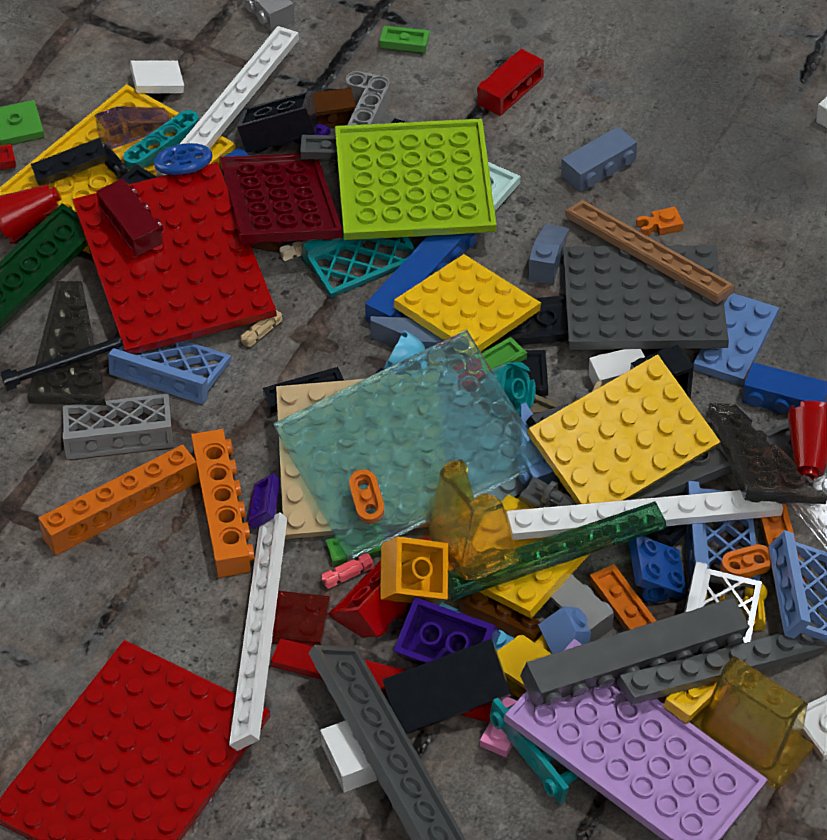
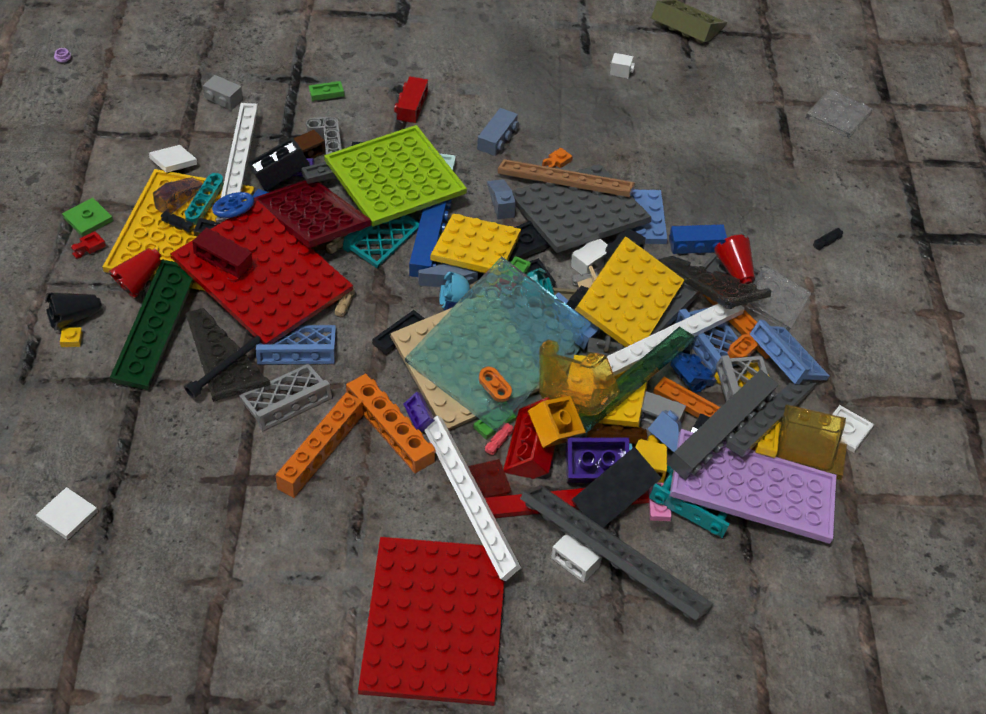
camera: 30 degrees left, 0 degrees up
(69, 162) = (148, 230): black plate -> none

